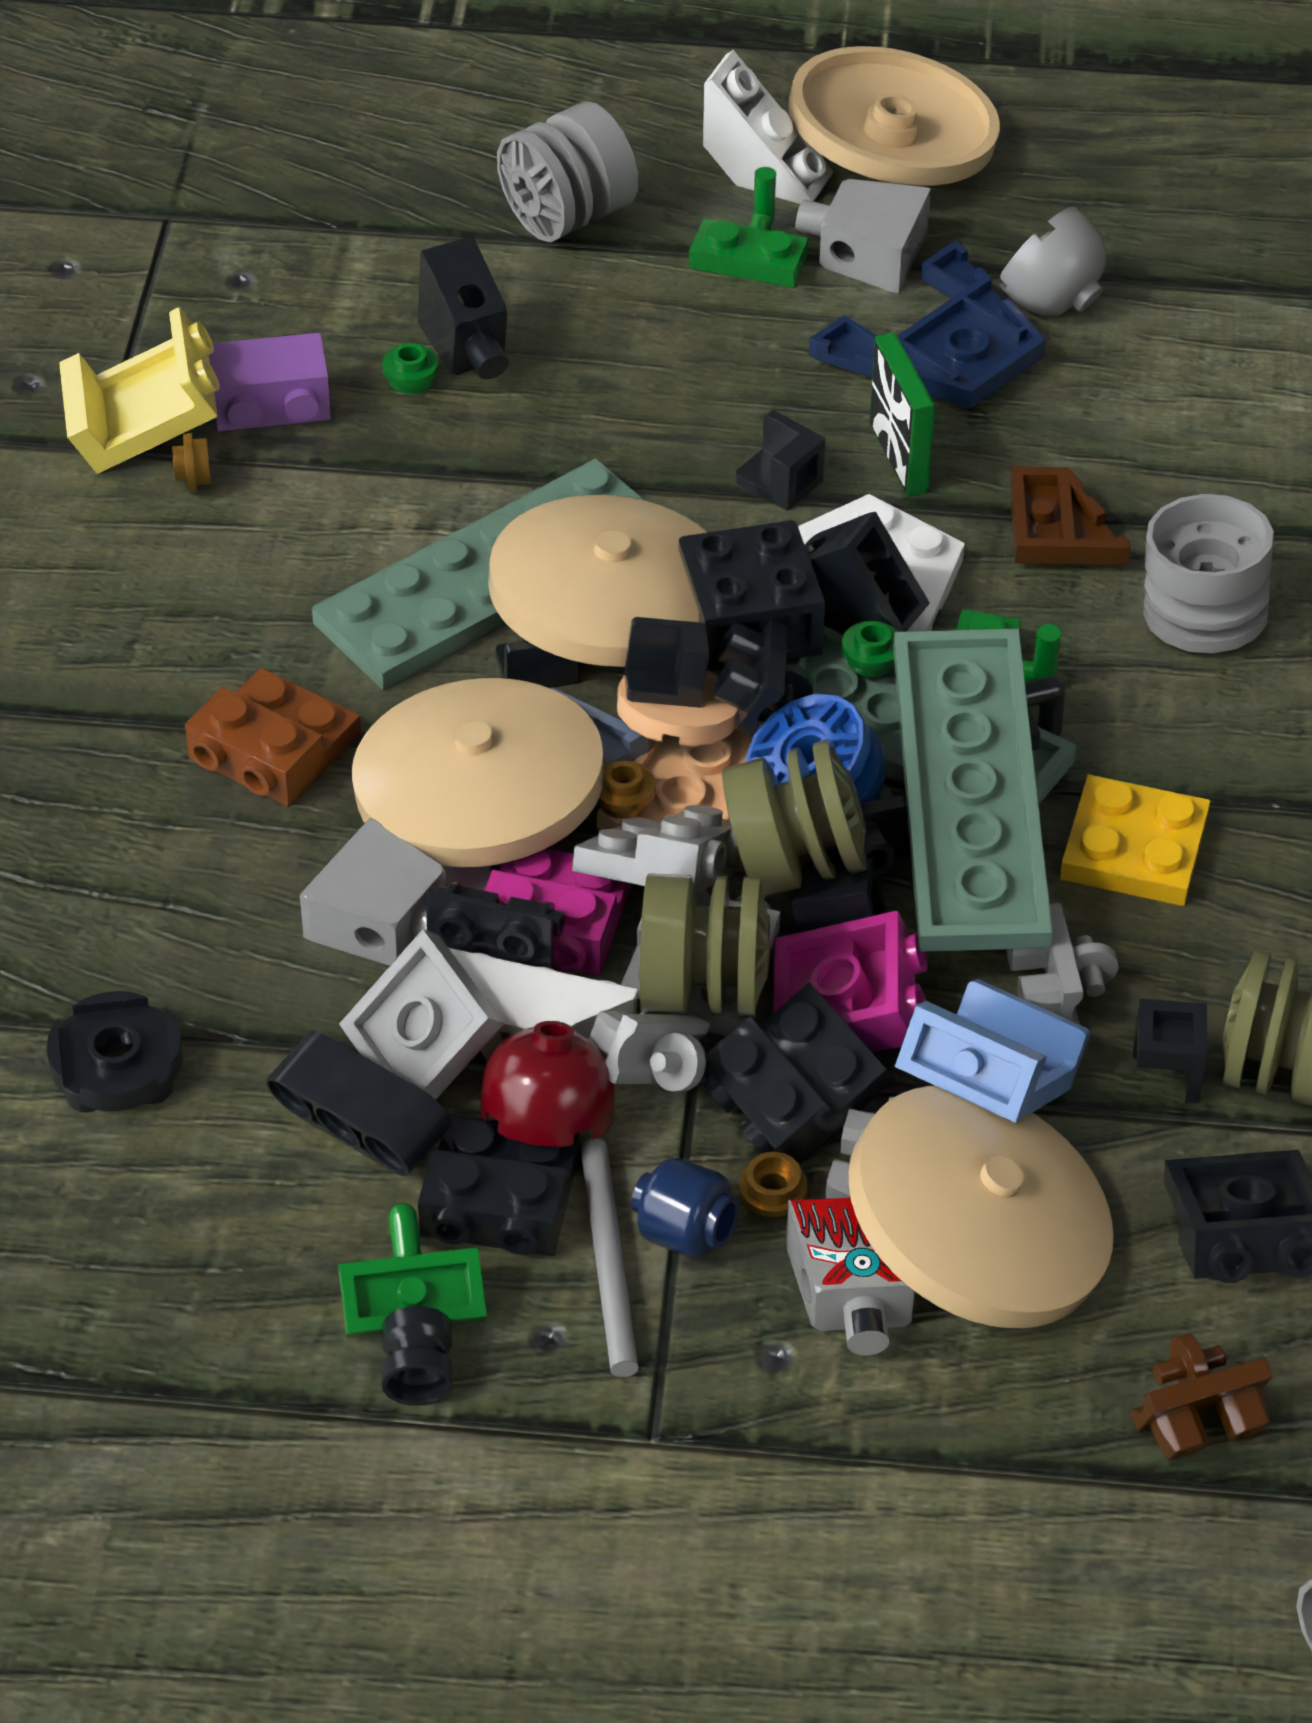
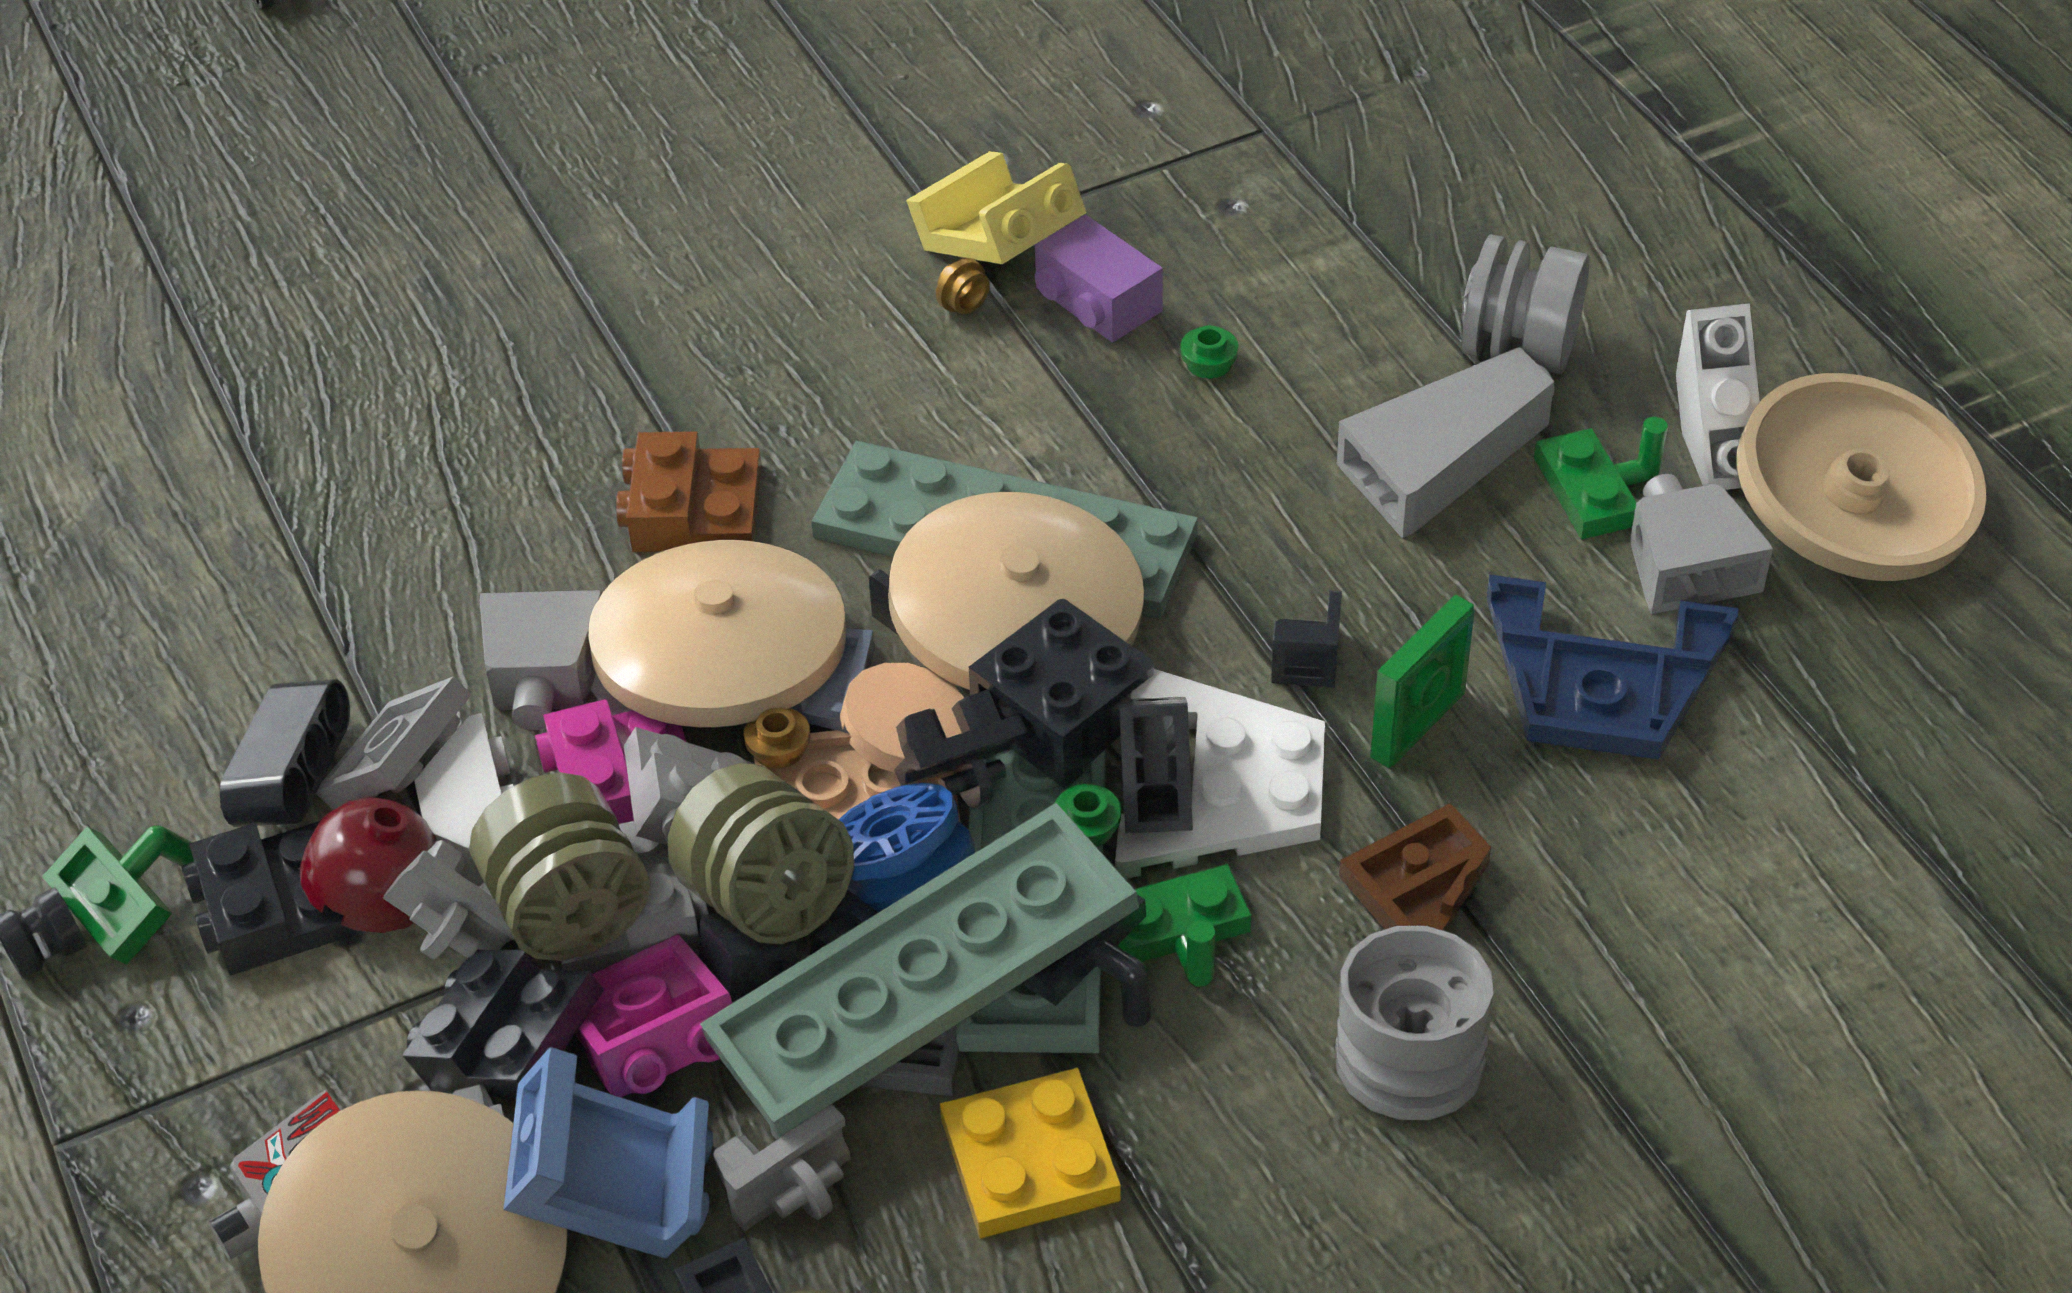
camera: 60 degrees right, 0 degrees up
(119, 1082) = (267, 615): black plate -> none
(465, 330) = (1283, 335): black torso -> none
(478, 924) = (521, 704): black hinge -> none
(609, 1258) = (236, 1010): light grey bar -> none
(645, 295) = (1443, 437): none -> light grey slope
(666, 662) = (920, 679): black panel -> none
(685, 1208) = (299, 1028): dark blue head -> none
(772, 1171) = (377, 1068): pearl gold plate -> none
(1058, 268) = (1772, 697): light grey cylinder -> none

